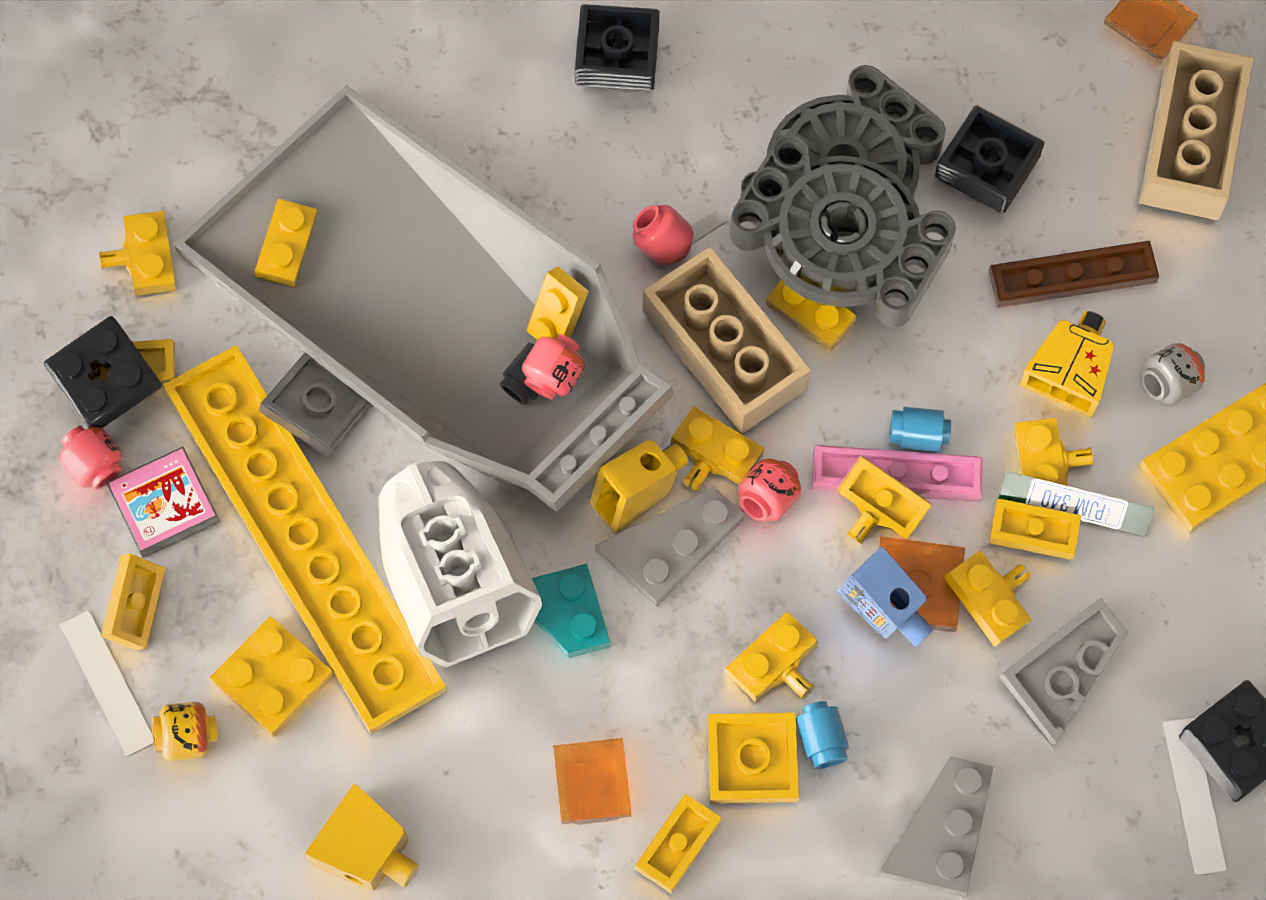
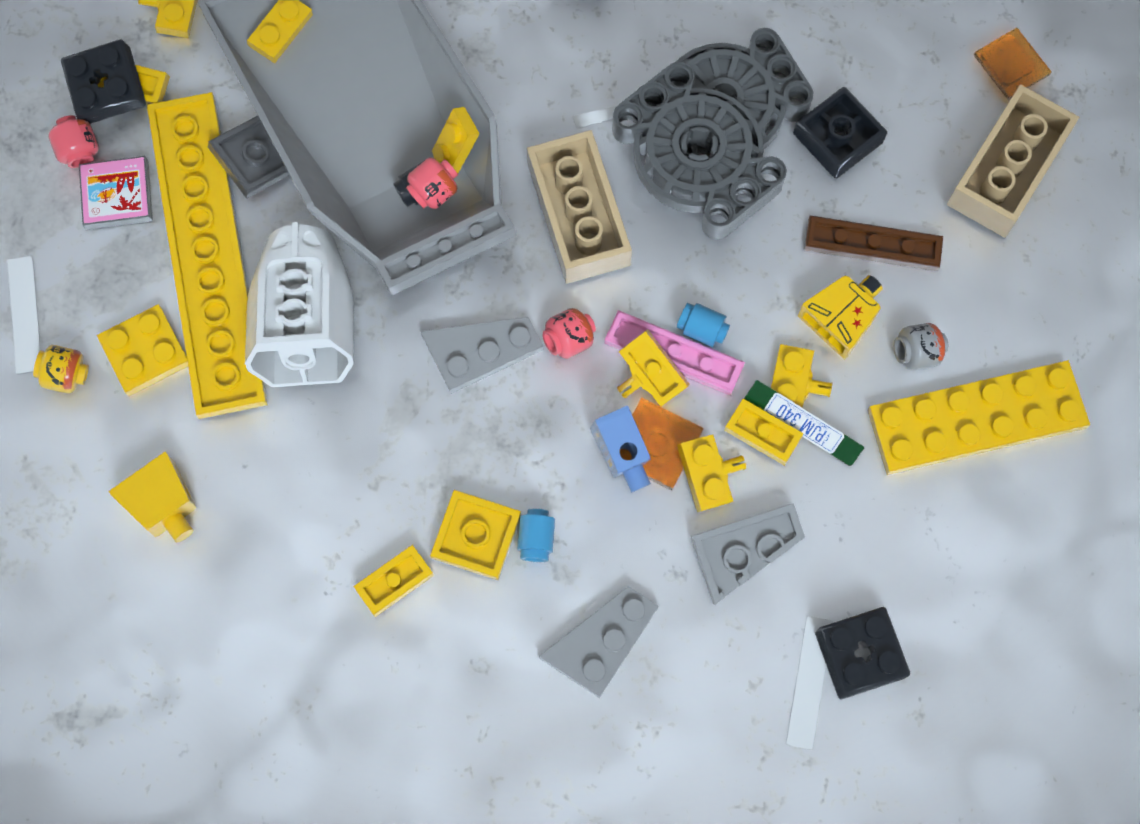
camera: 20 degrees right, 5 degrees up
(133, 602) = (62, 260): yellow plate -> none
(571, 611) = (382, 374): teal wing -> none
(592, 781) = (348, 510): clear orange piece -> none
(635, 483) = (468, 293): yellow torso -> none
(662, 234) = (562, 110): coral head -> none
(715, 449) = (540, 287): yellow plate -> none
(774, 660) = (523, 465): yellow plate -> none
(821, 322) = (661, 218): yellow plate -> none

